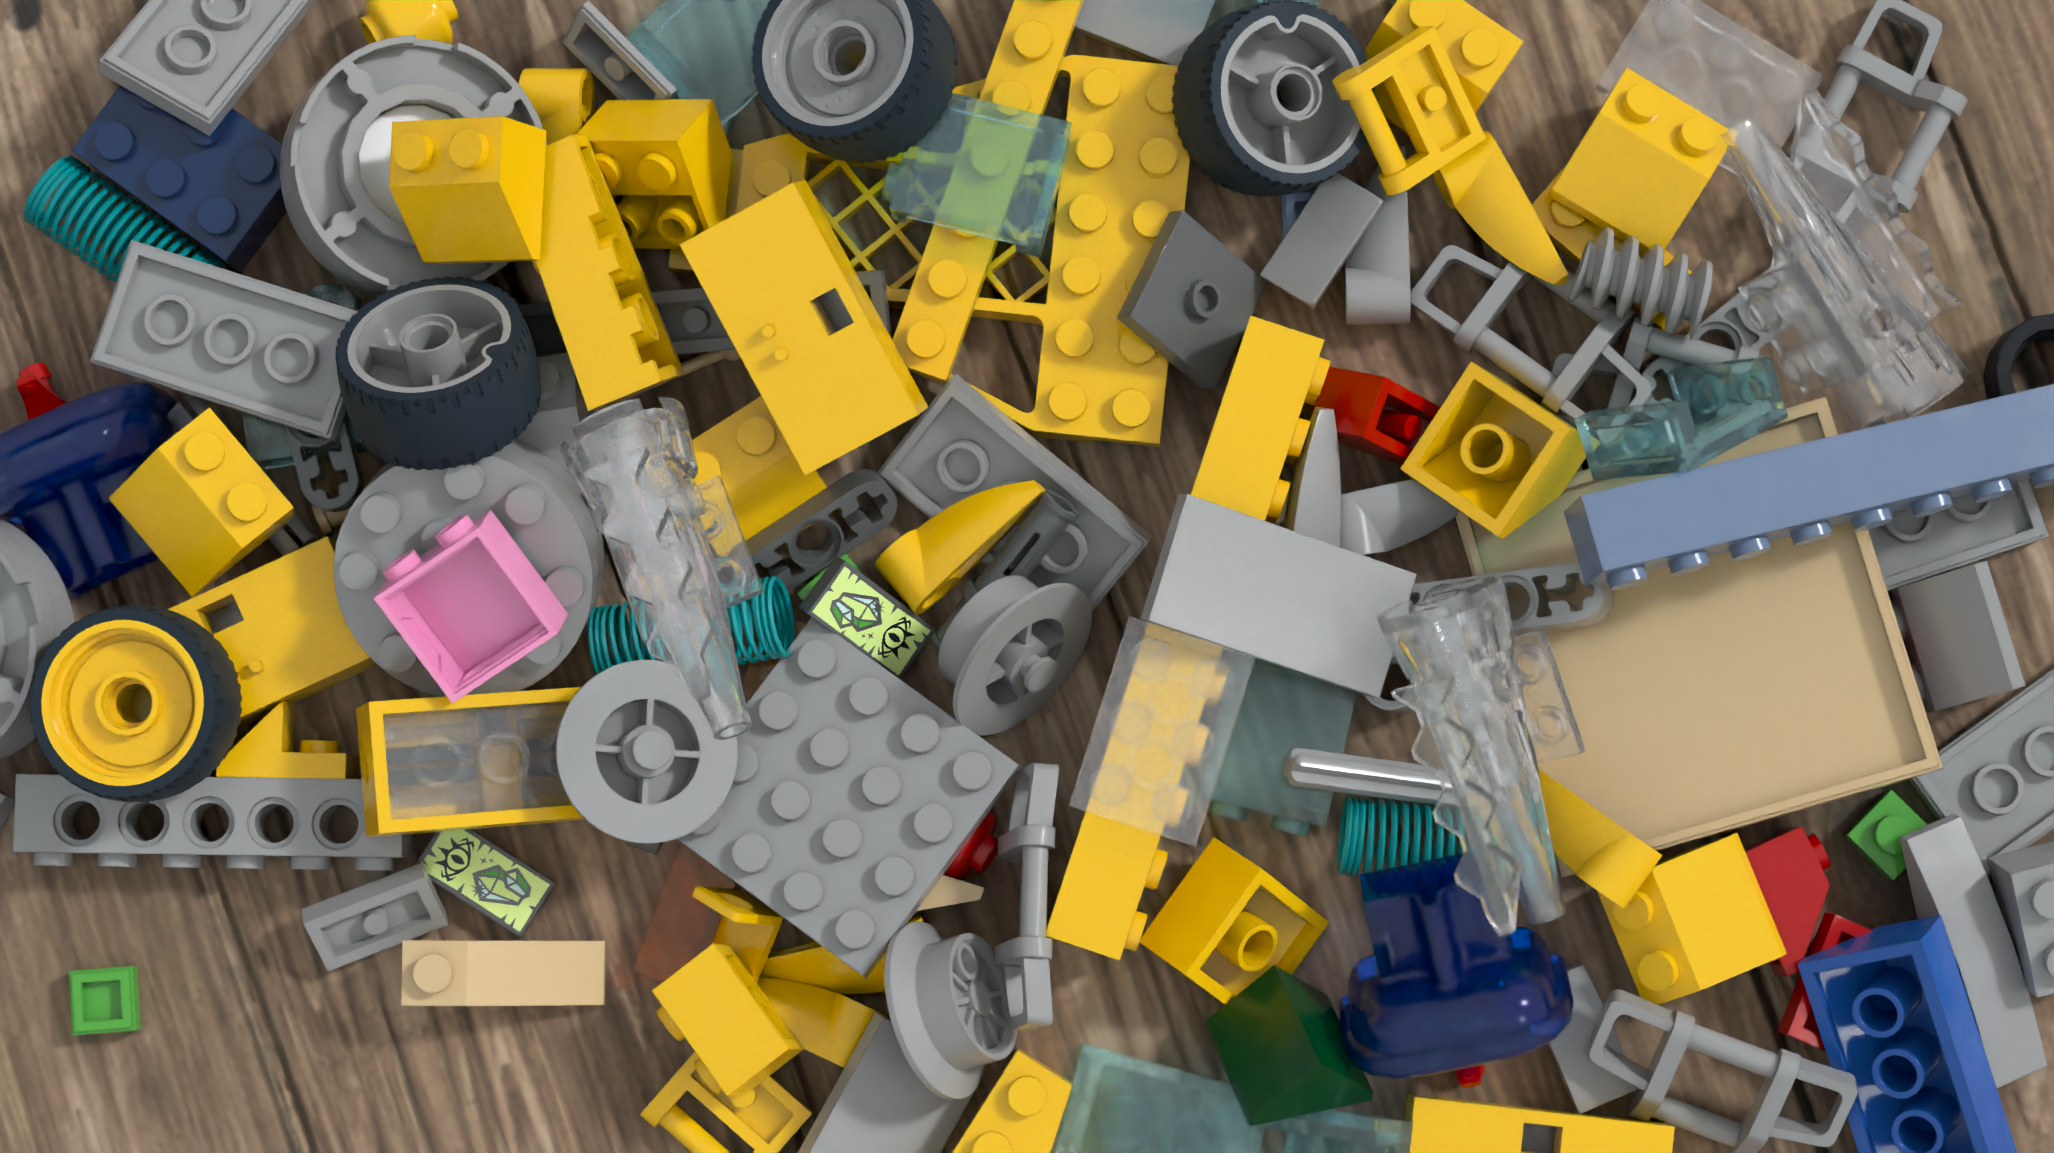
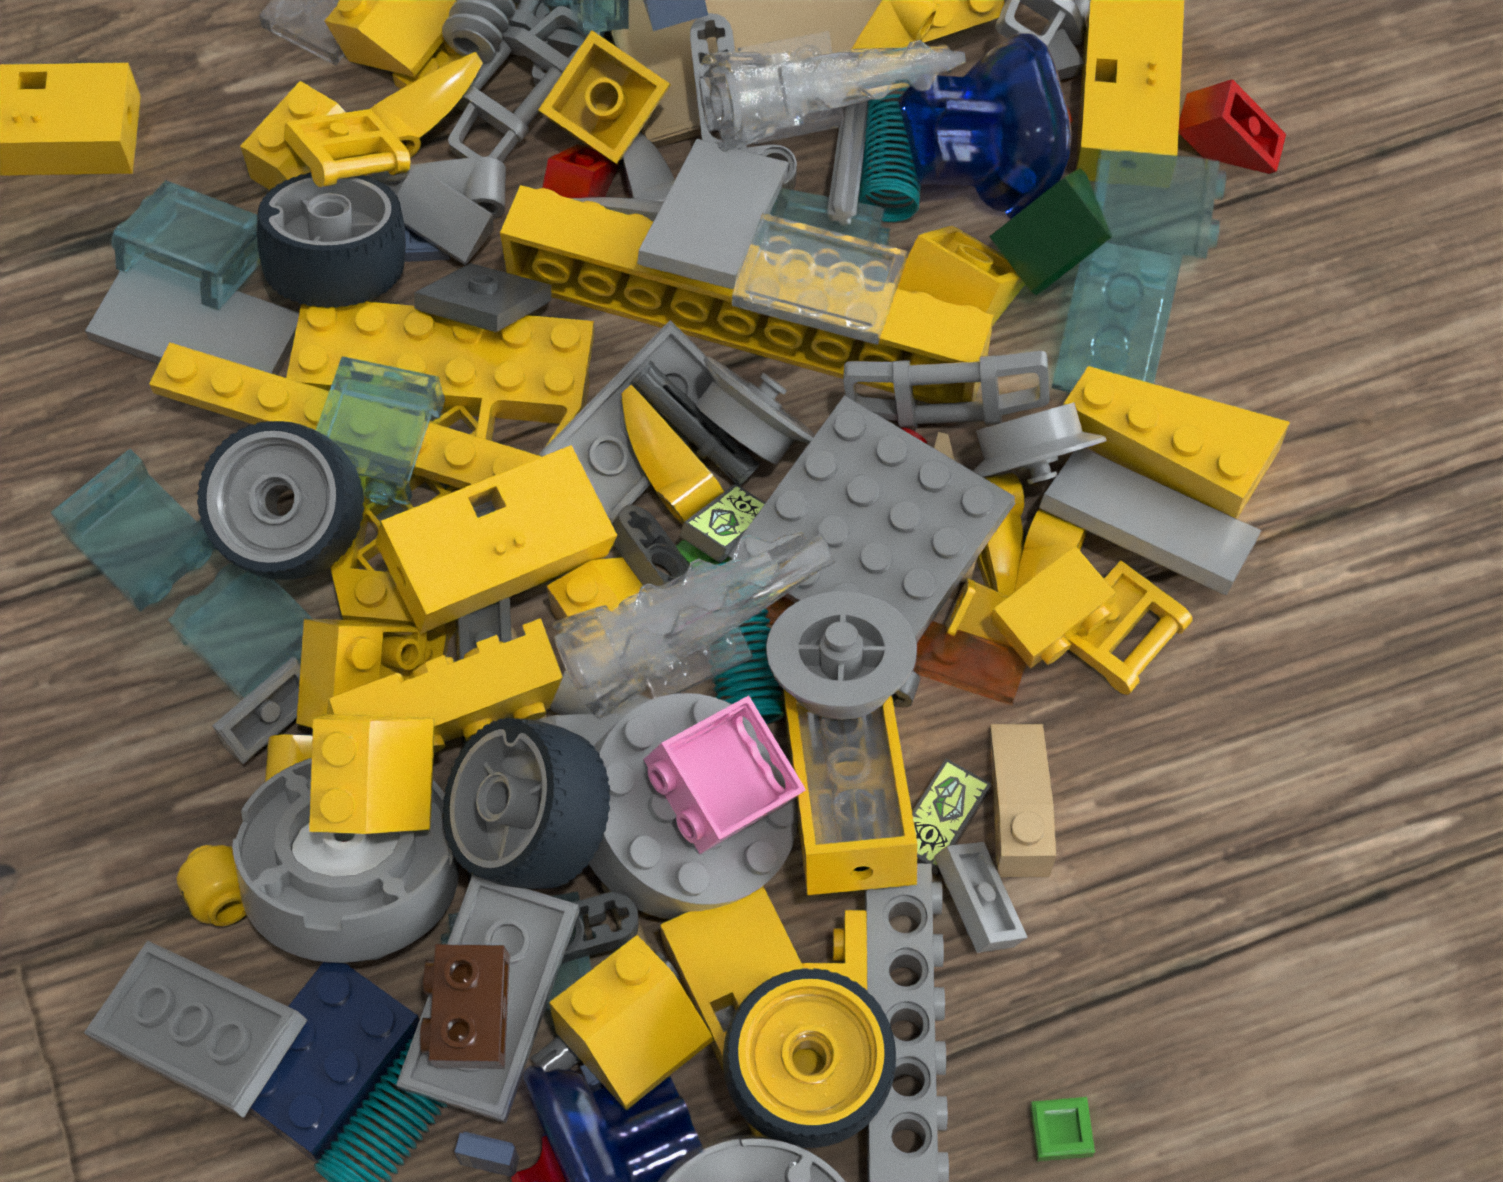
camera: 90 degrees left, 20 degrees down
(79, 346) = (487, 1154): none -> sand blue tile
(198, 314) = (467, 1006): none -> reddish brown brick

